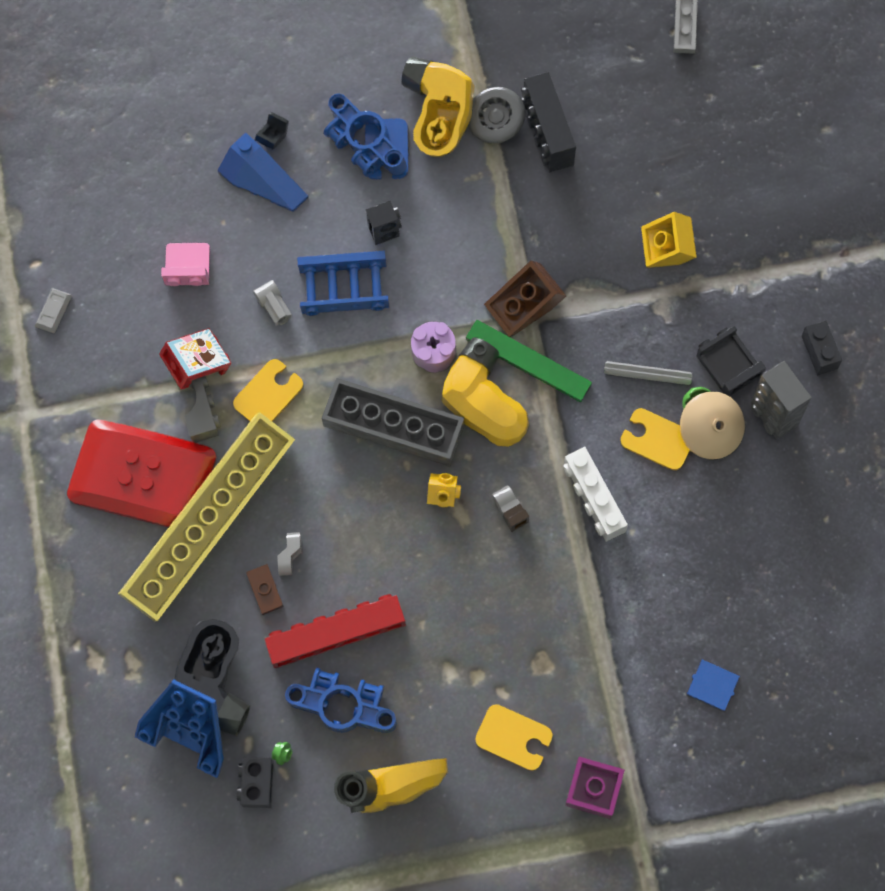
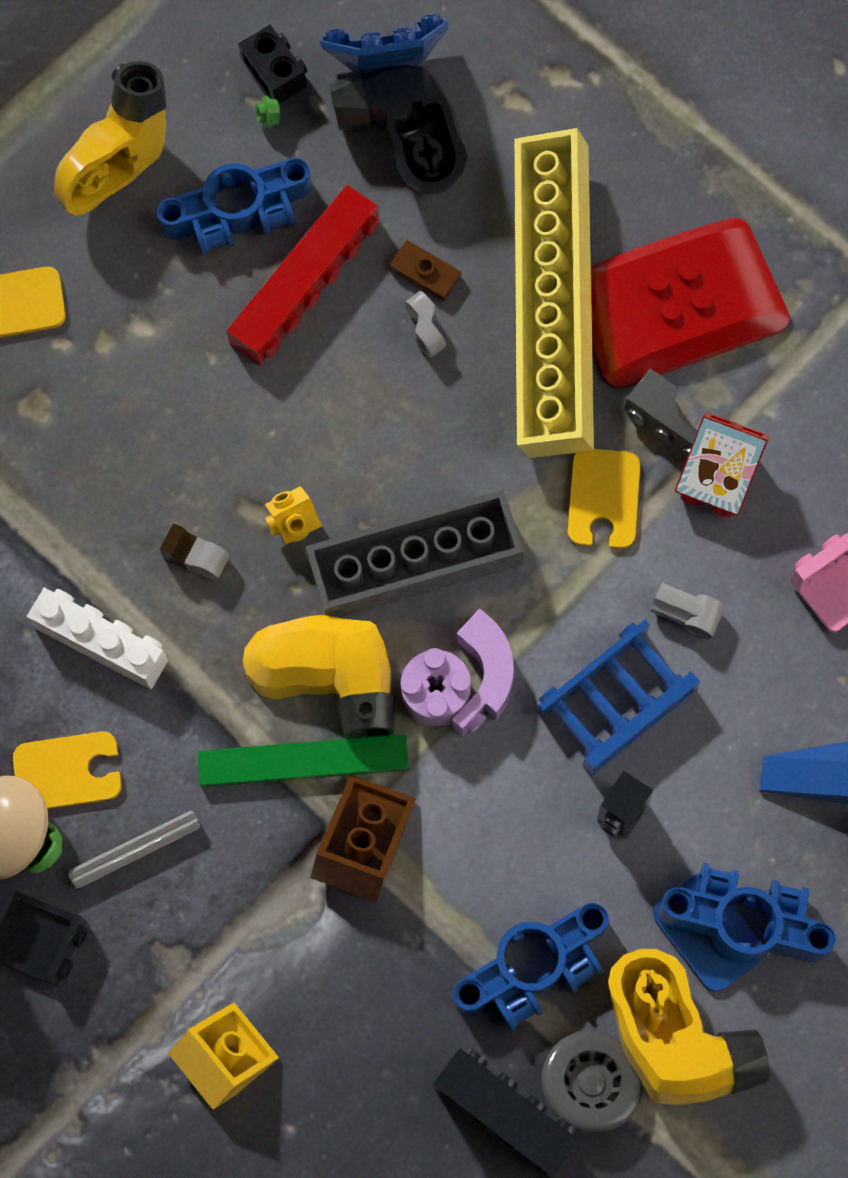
camera: 145 degrees right, 0 degrees up
(393, 338) = (492, 650): none -> lavender arch
(464, 172) = (565, 938): none -> blue piece

